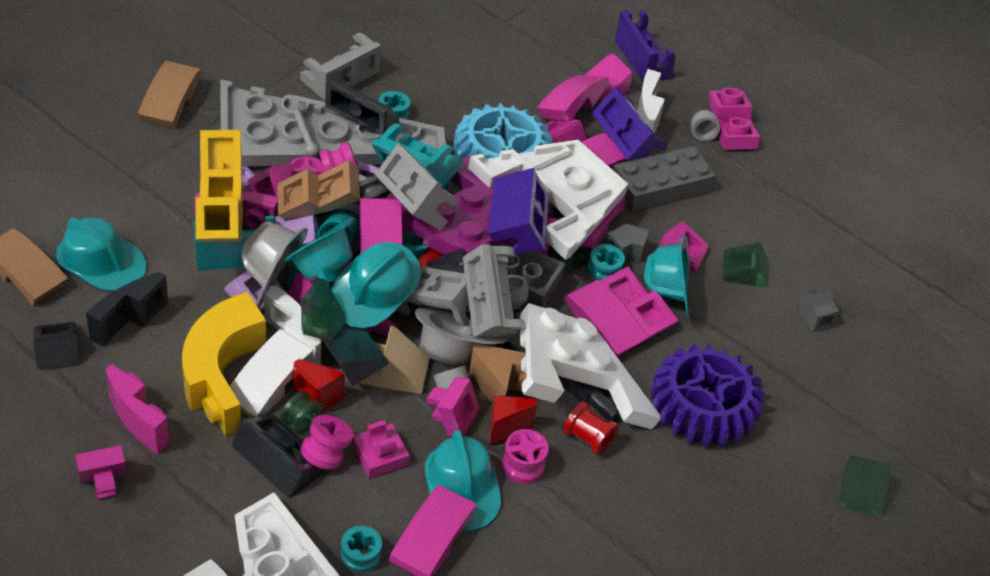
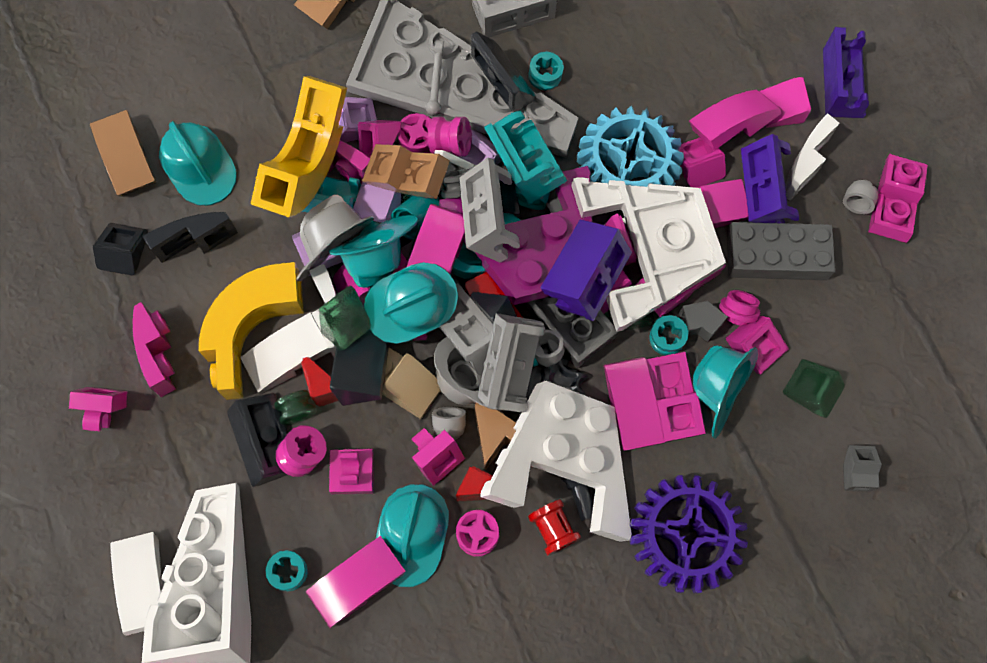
camera: 30 degrees right, 25 degrees up
(655, 223) = (740, 307): none -> dark pink plate

